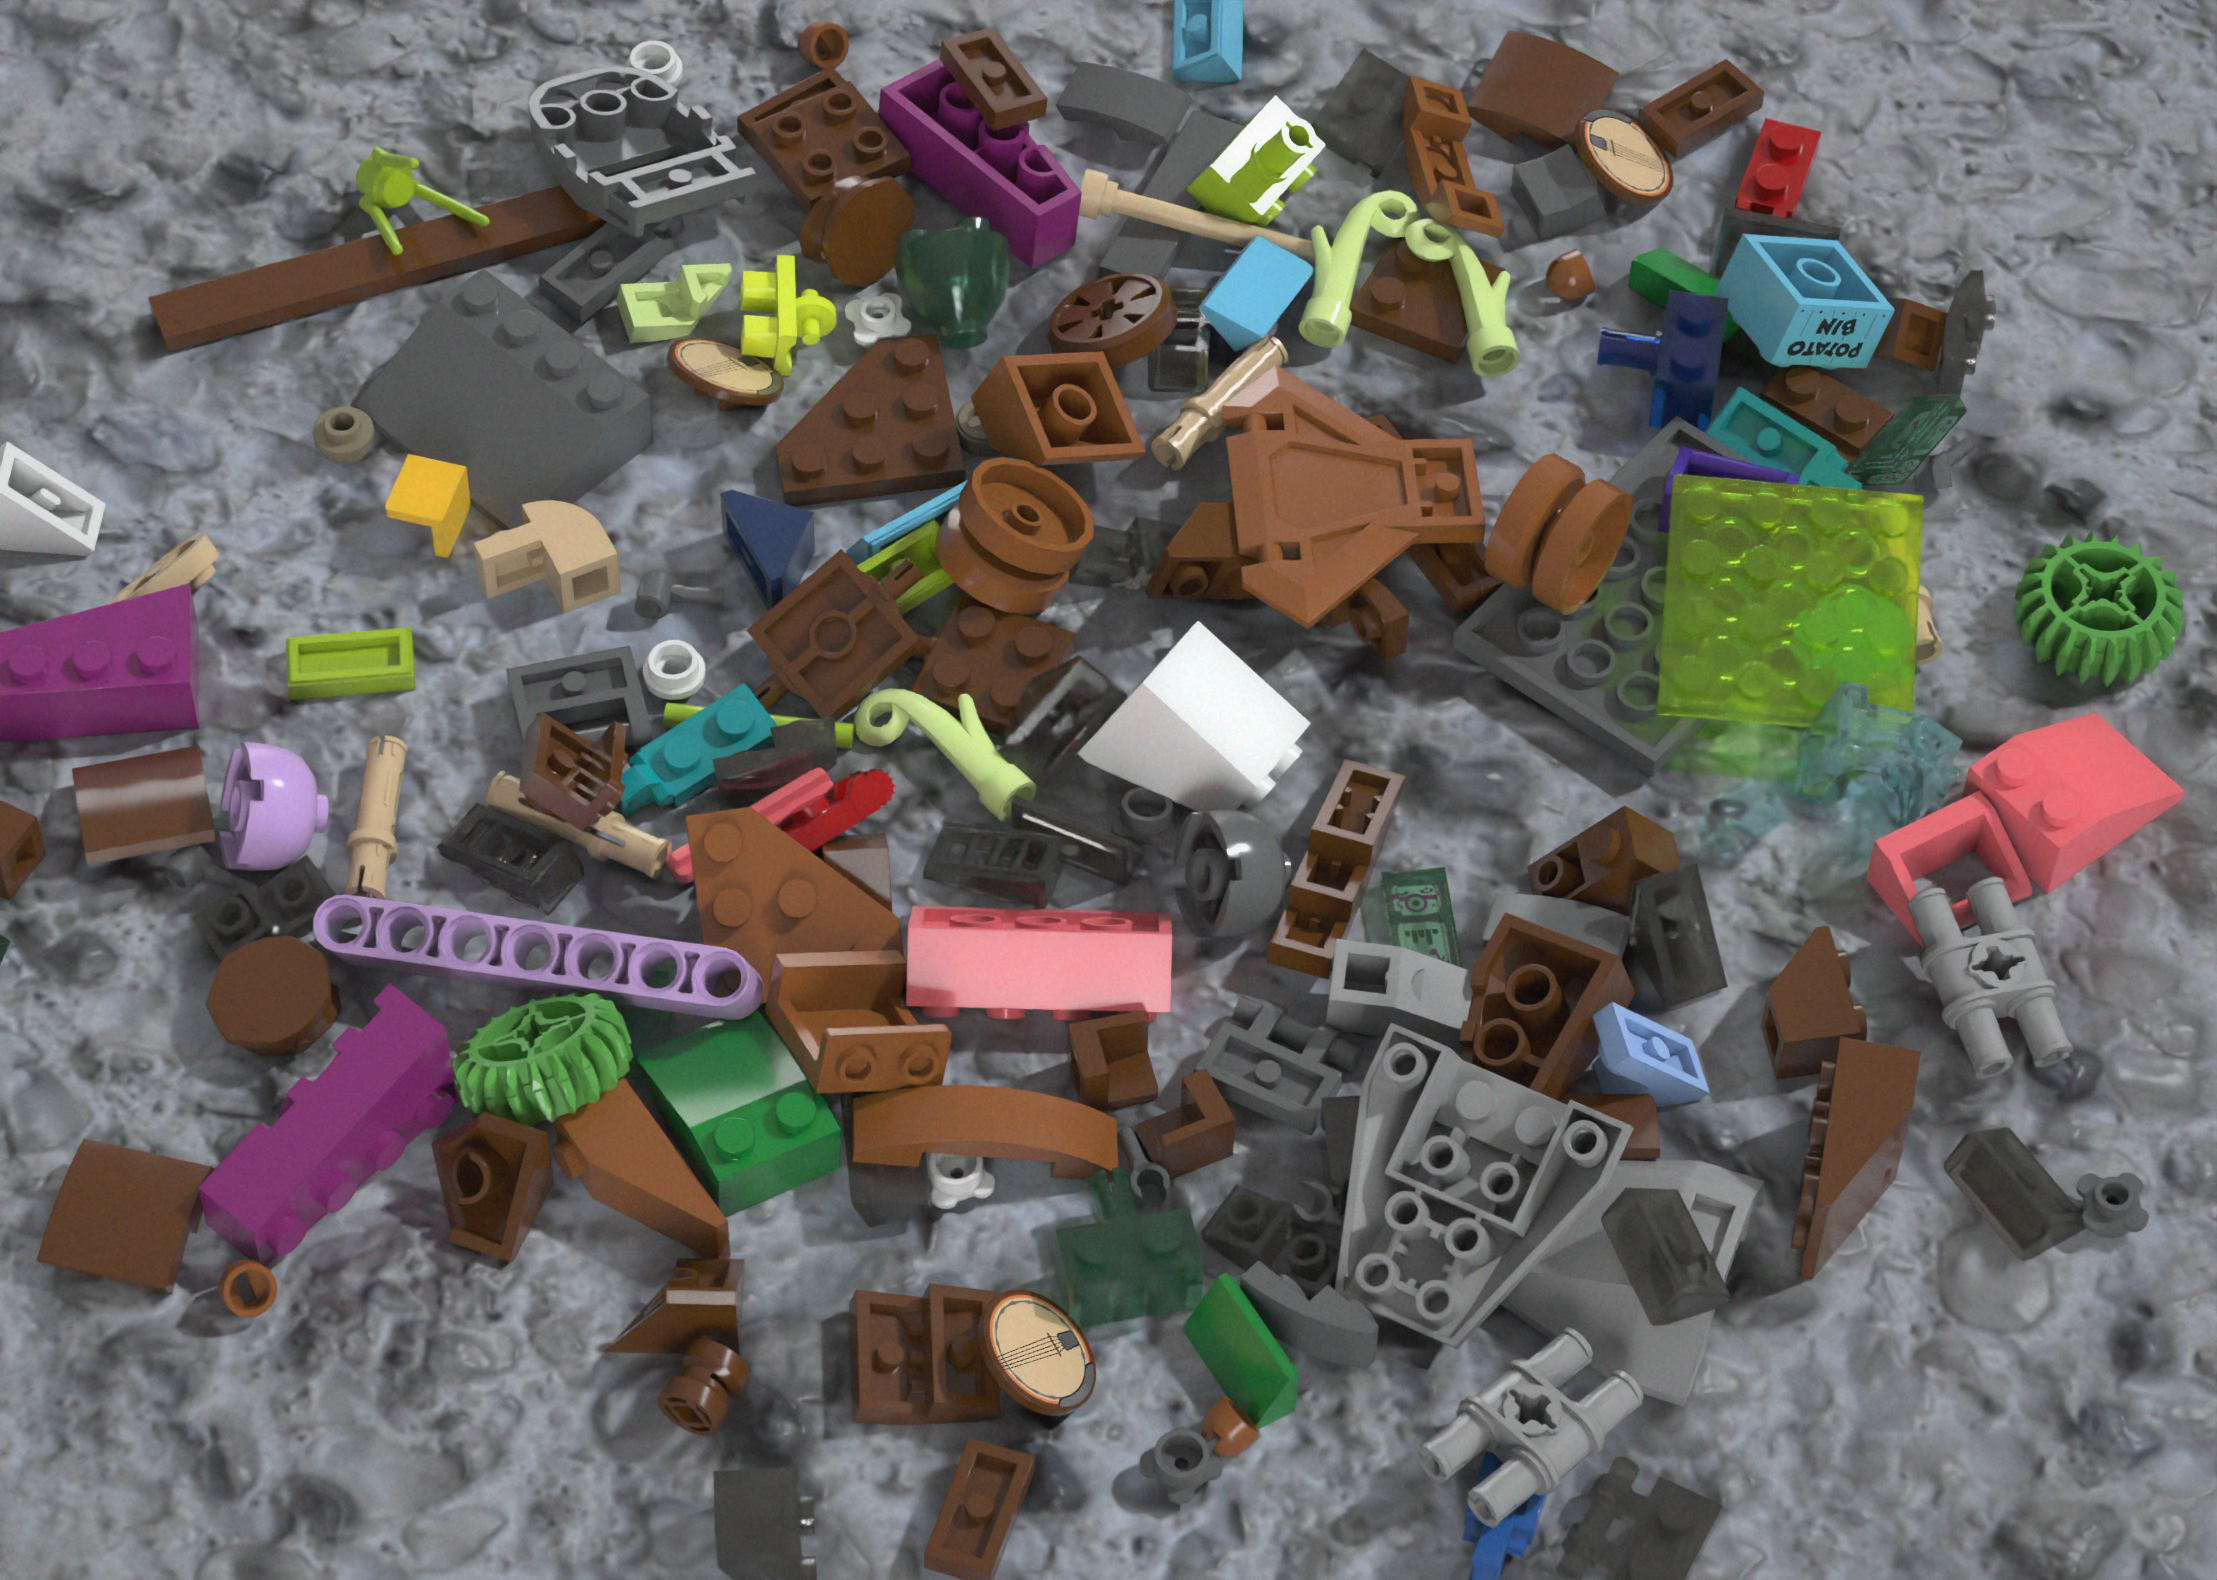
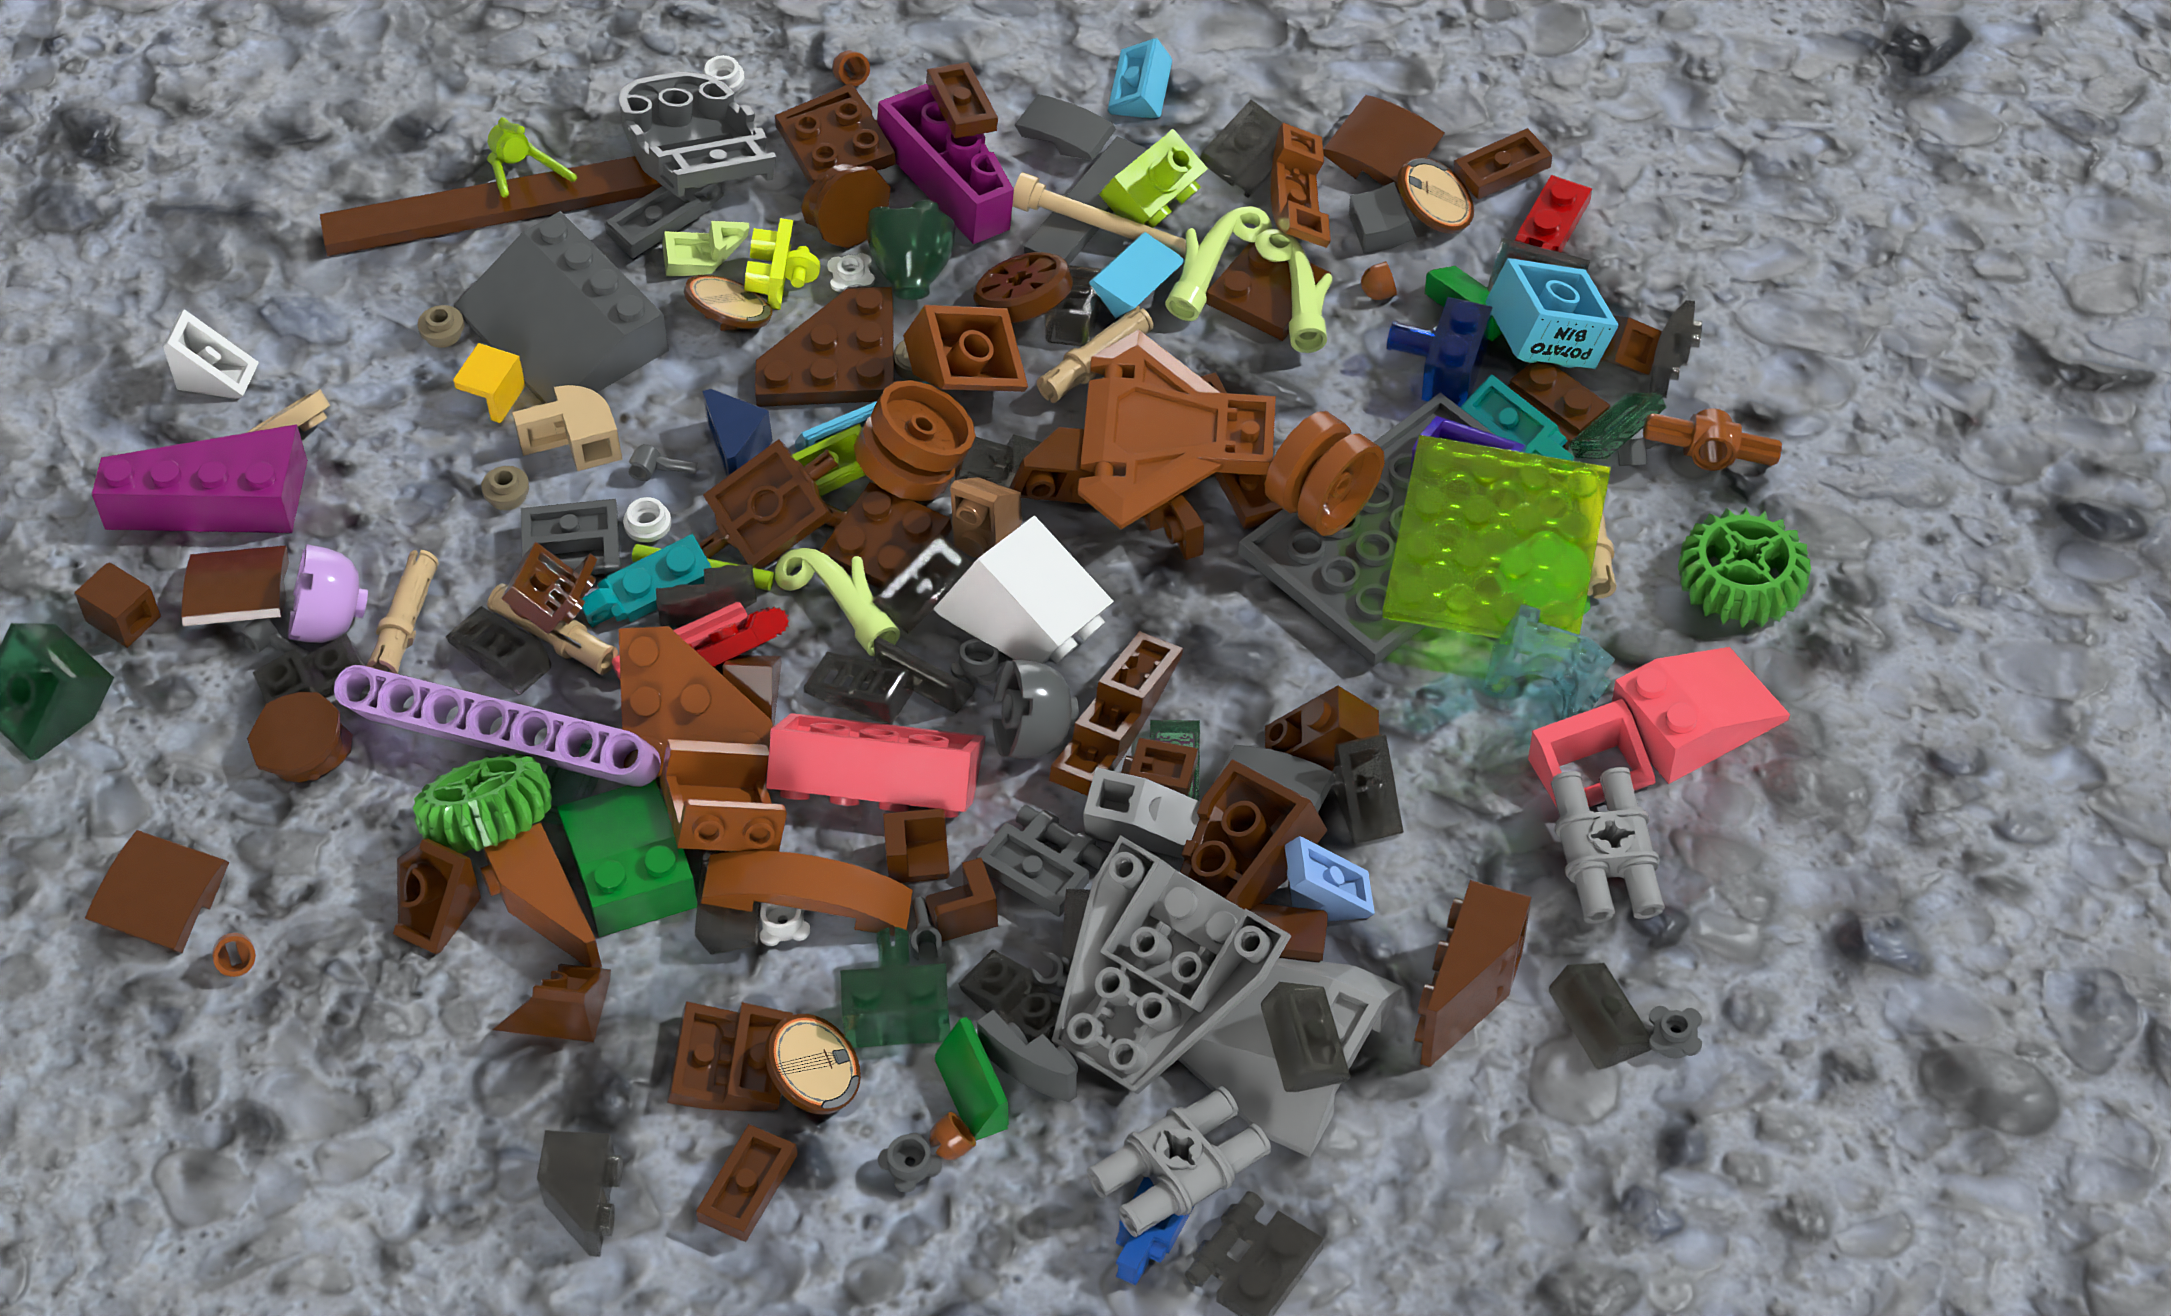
camera: 10 degrees right, 0 degrees up
(334, 1131) = (318, 842): magenta wedge -> none
(350, 663) = (411, 494): lime tile -> none
(476, 655) = (505, 487): none -> dark tan plate
(707, 1382) = (556, 1064): reddish brown wheel -> none
(1121, 628) = (983, 514): none -> medium nougat slope
(1414, 925) = (1163, 763): none -> reddish brown bracket
(1811, 1008) = (1462, 852): reddish brown slope -> none
(2031, 447) = (1712, 439): none -> dark orange axle

